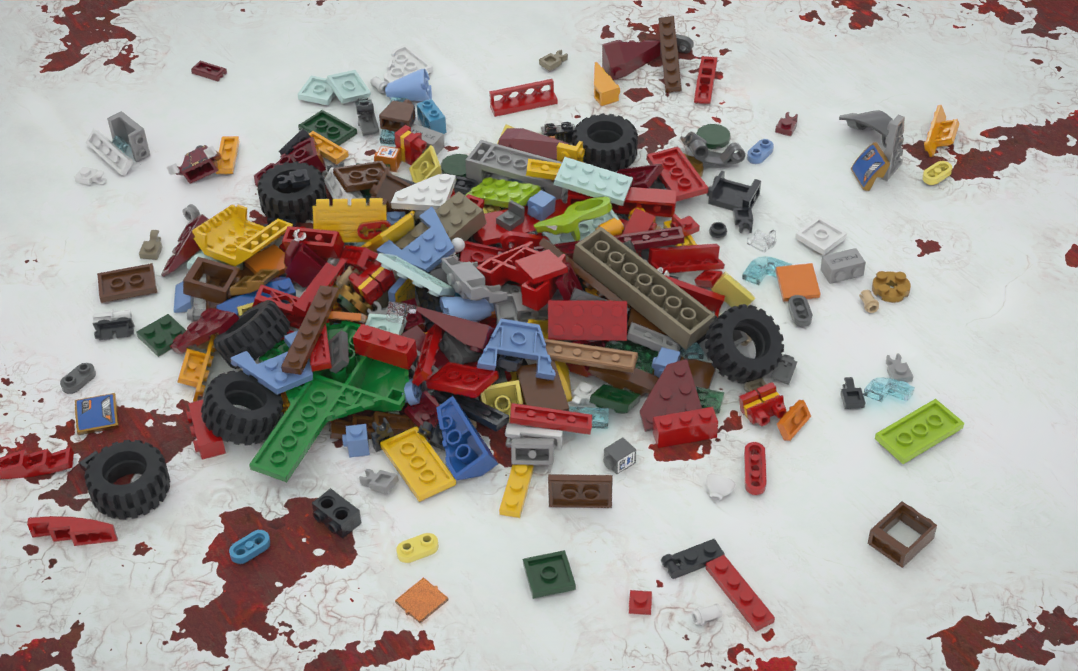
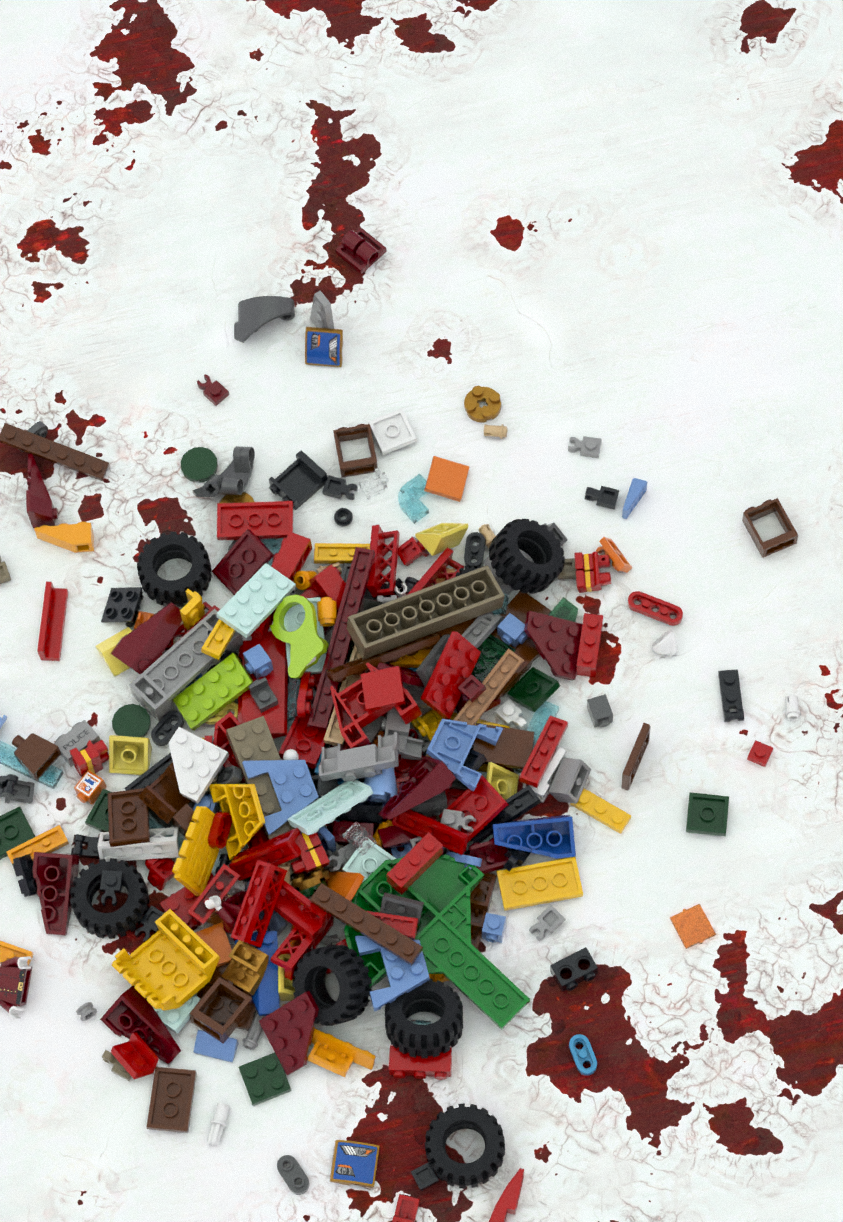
camera: 65 degrees left, 20 degrees up
(122, 326) = (234, 1133): black hinge -> none
(154, 247) = (135, 1057): none -> red bracket
(309, 254) = (255, 902): none -> red fence
(382, 433) = (497, 904): black plate -> none
(420, 547) = (635, 912): light yellow plate -> none
(431, 116) = (43, 723): dark azure brick -> none
(444, 369) = (457, 820): none -> light grey plate
(580, 336) = (471, 688): none -> dark red plate
(688, 224) = (333, 544): red bracket -> none
(705, 80) = (107, 435): red slope -> none
(740, 593) = (778, 674): red plate -> none
(760, 151) = (242, 430): medium blue plate -> none
(768, 216) = (358, 466): none -> reddish brown window
(800, 310) = (484, 491): dark grey plate -> none
(842, 265) = (442, 431): light grey brick -> none
(865, 416) = (635, 493): none -> medium blue slope
(881, 387) = (606, 464): clear light blue plate -> none
(919, 431) = (665, 463): lime plate -> none
(937, 172) = (350, 295): light yellow plate -> none
(941, 131) = (296, 259): light orange bracket -> none
(985, 165) = (360, 249): none -> dark red plate

